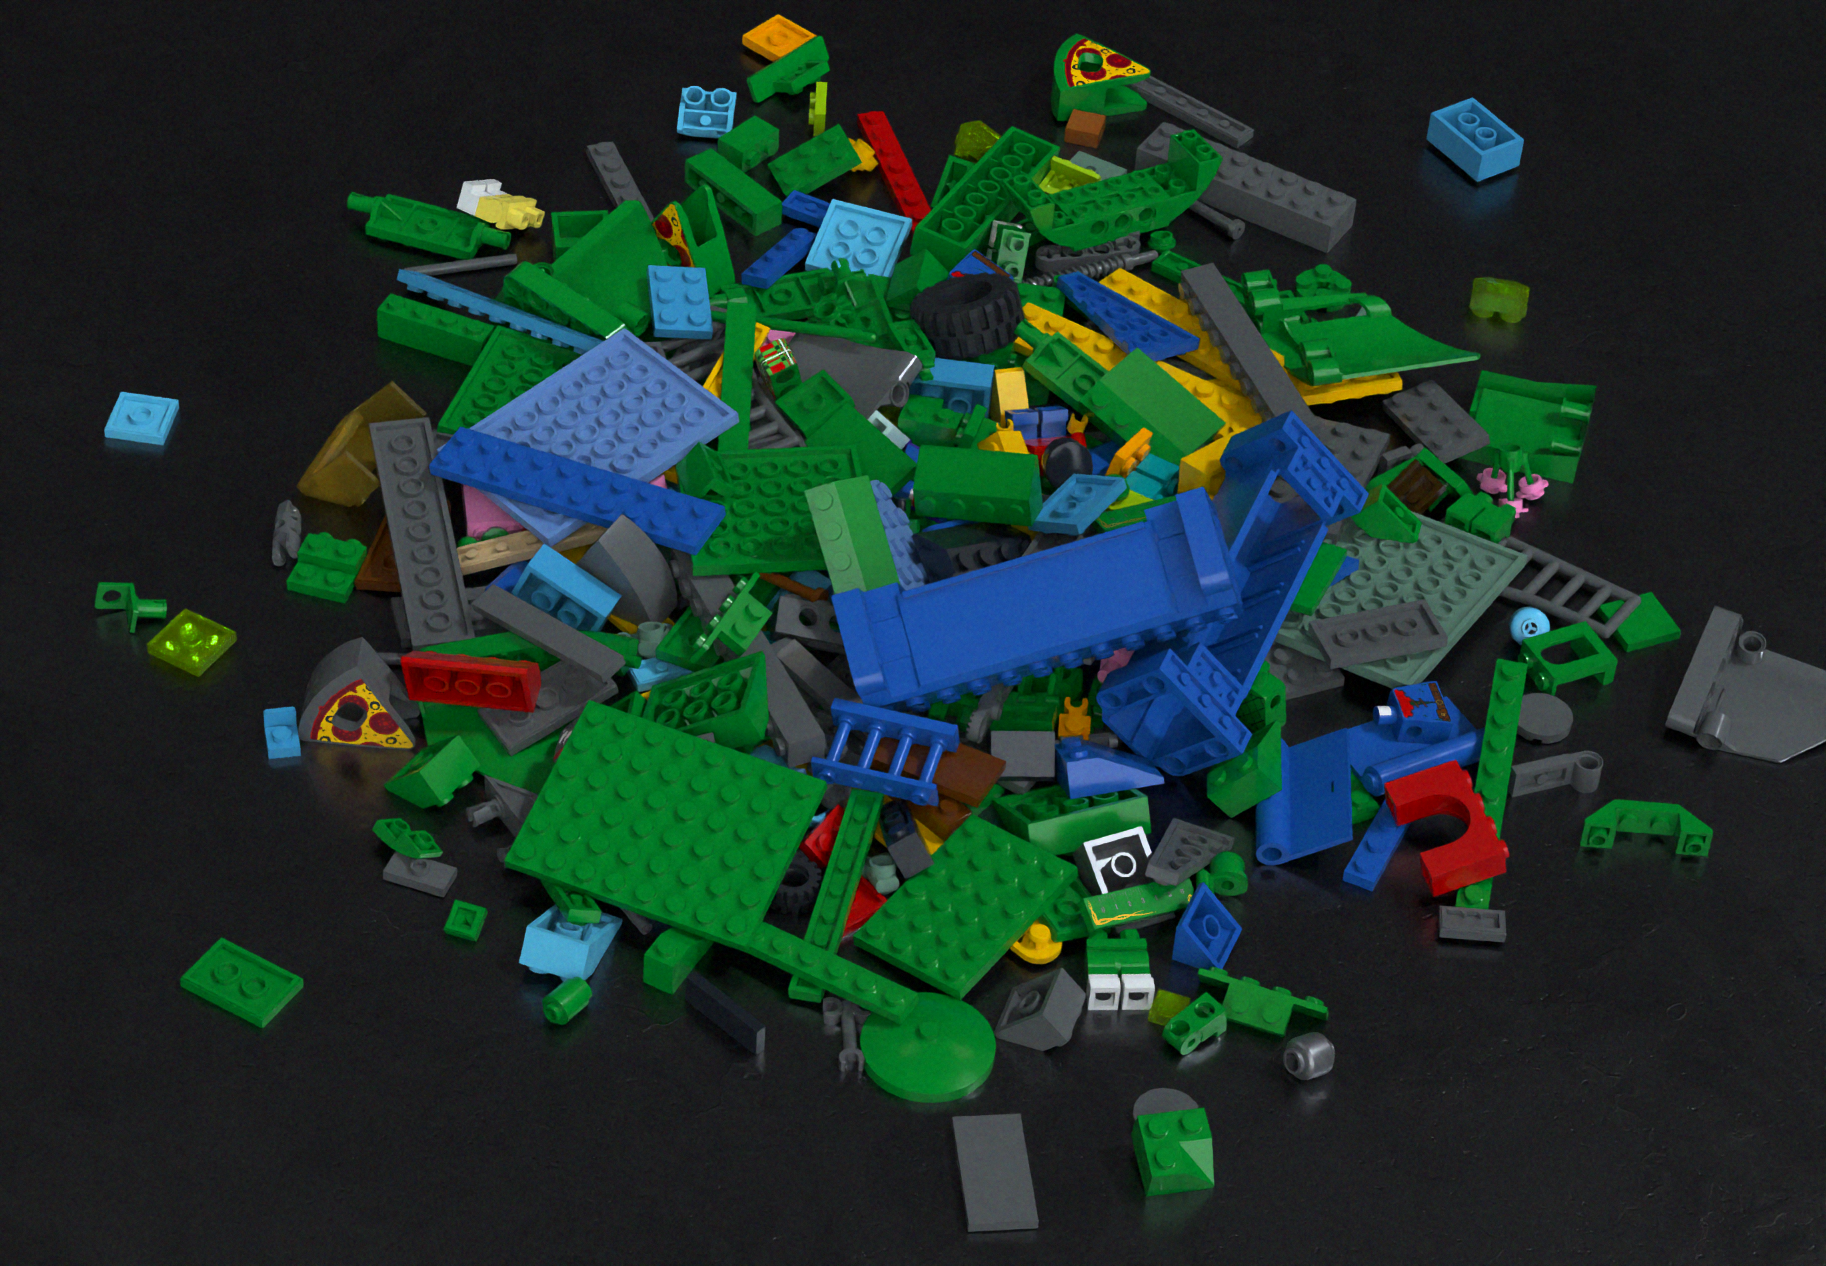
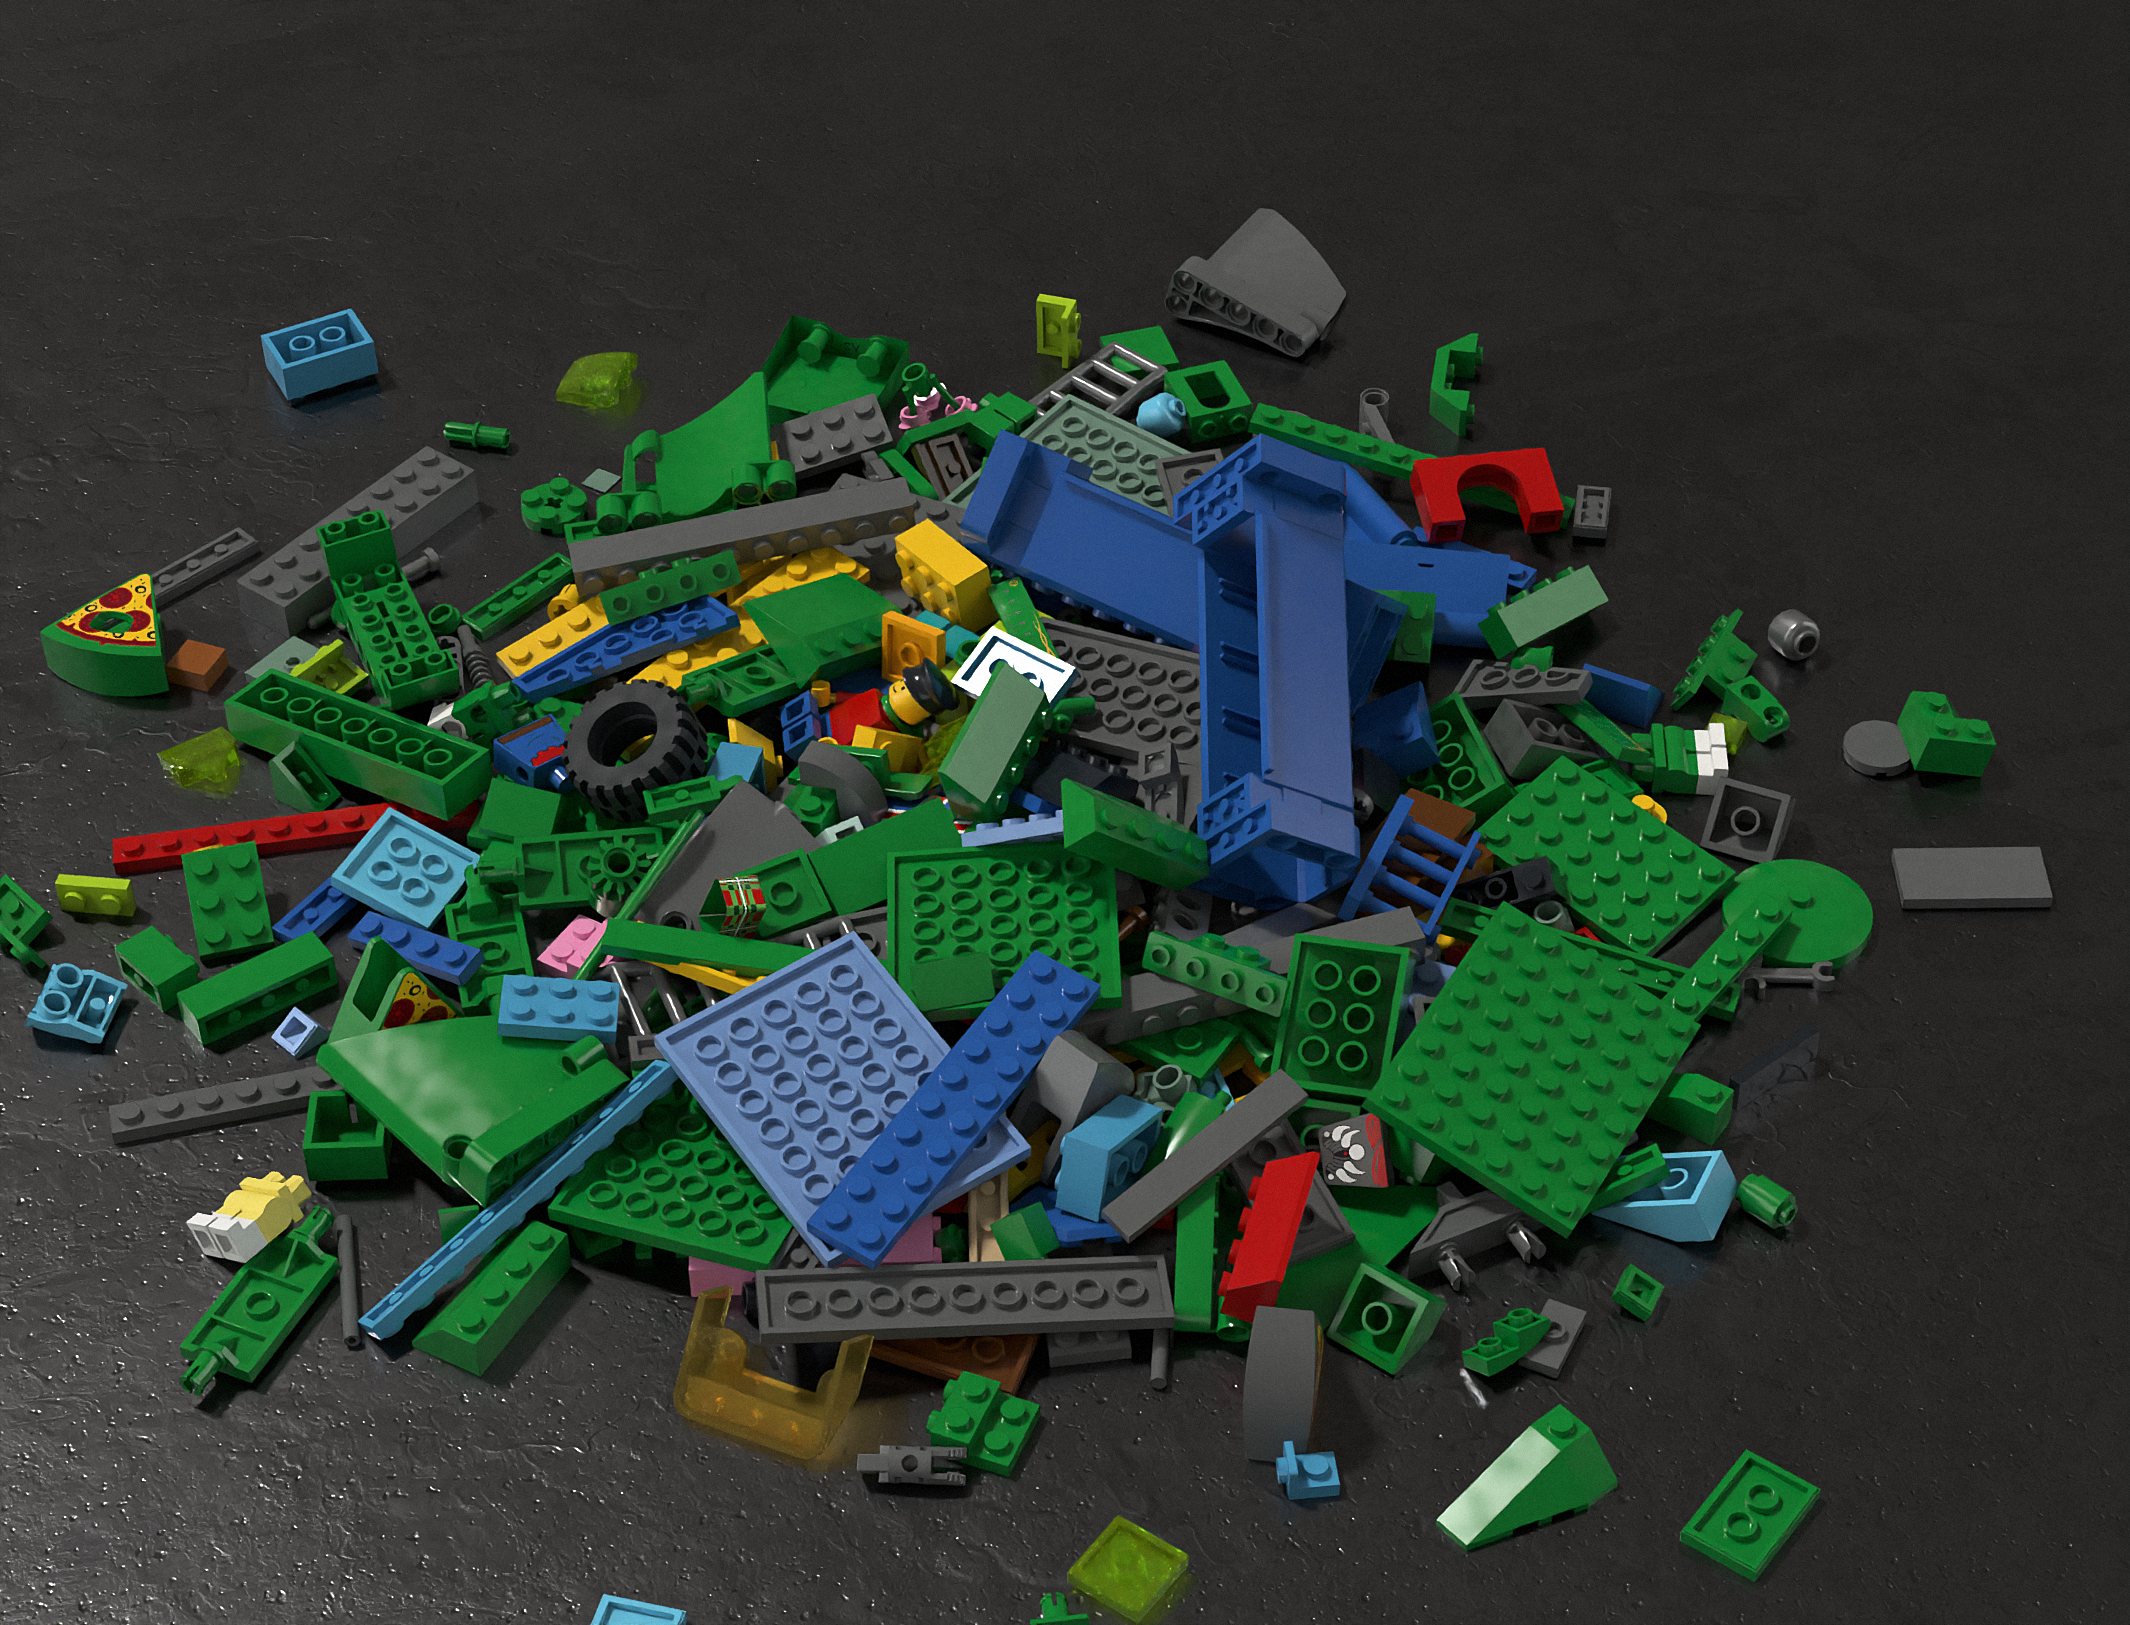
camera: 80 degrees left, 0 degrees up
(272, 856) = (1541, 1474): none -> green wedge
(485, 562) = (1025, 1234): none -> green brick
(942, 415) = (854, 784): none -> dark grey brick
(1039, 536) = (1068, 709): none -> green arm
(1175, 321) = (670, 587): none -> green bracket
(1289, 868) = (1542, 611): none -> green brick
(1404, 240) = (477, 434): none -> green axle
(1629, 554) = (1058, 328): none -> lime bracket

